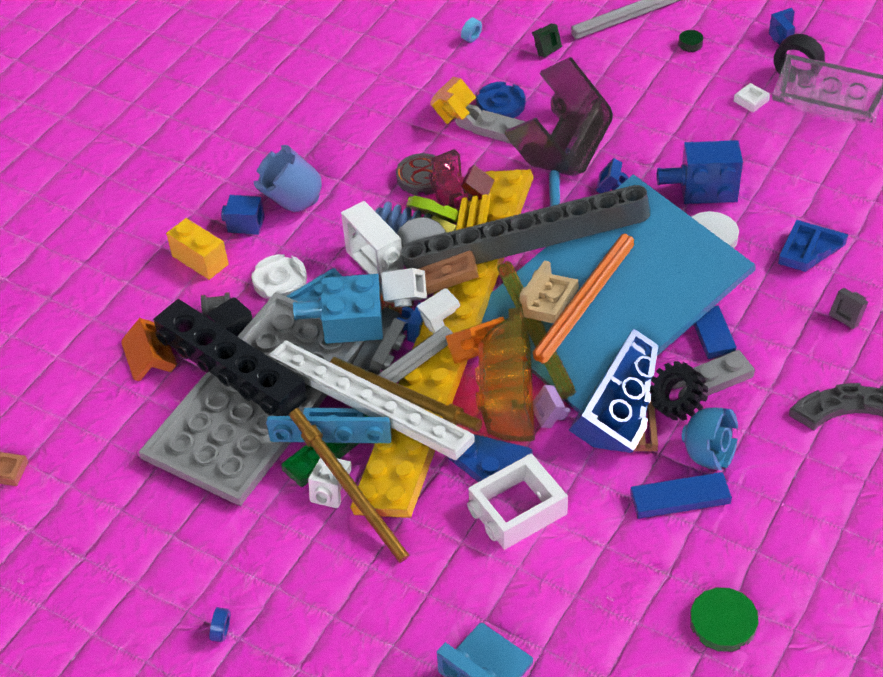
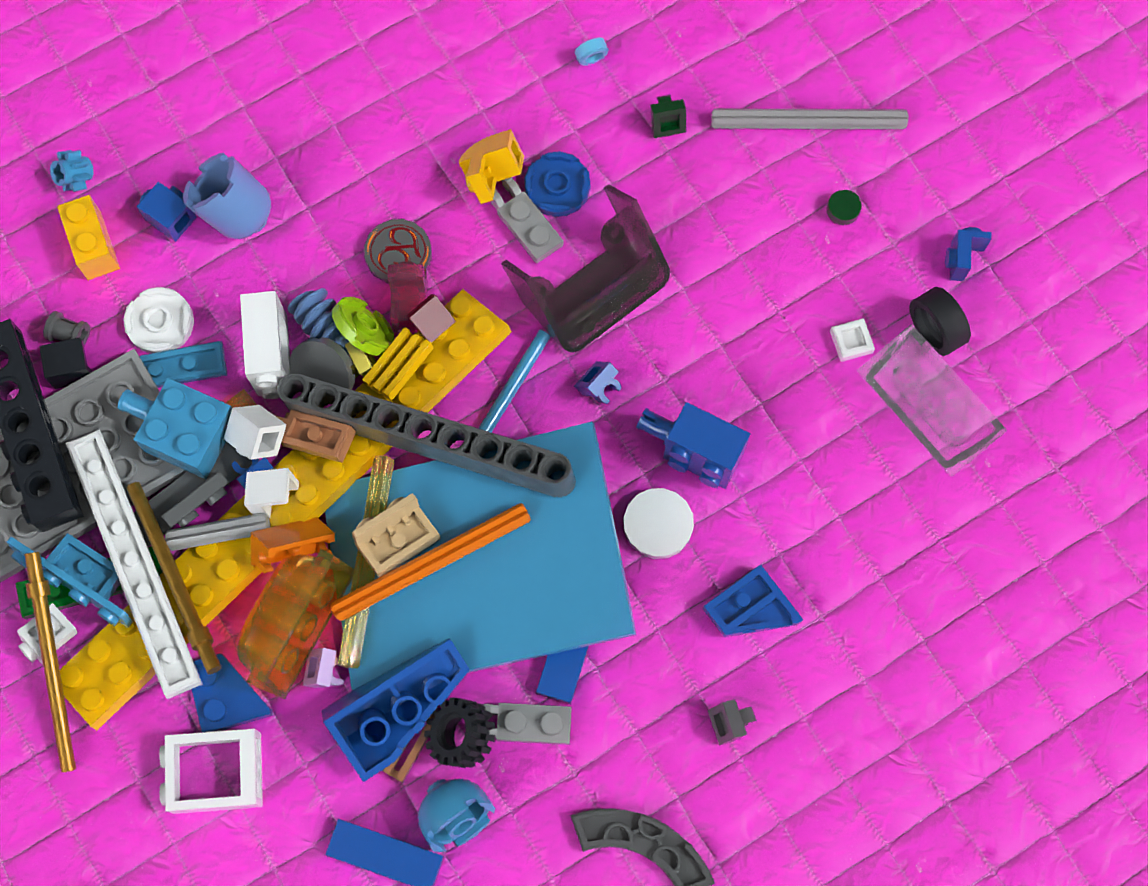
camera: 25 degrees right, 25 degrees up
(158, 219) = (71, 170): none -> dark azure gear

